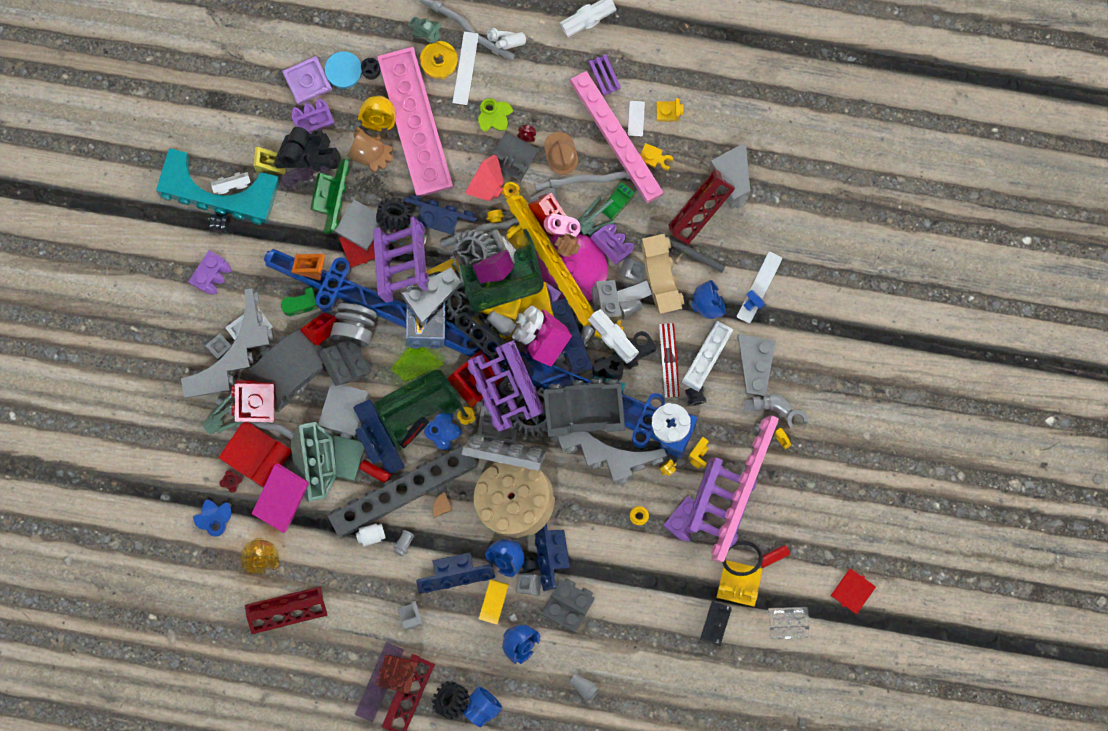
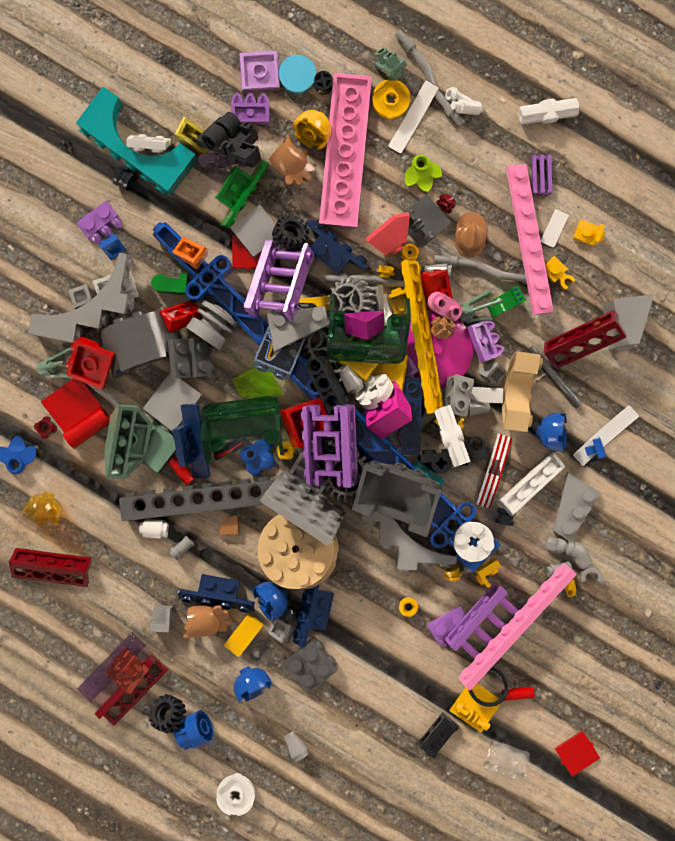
camera: 20 degrees right, 10 degrees up
(231, 289) = (112, 246): none -> blue tile
(280, 498) = (82, 463): dark pink tile -> none
(454, 600) = (206, 621): none -> medium nougat piece

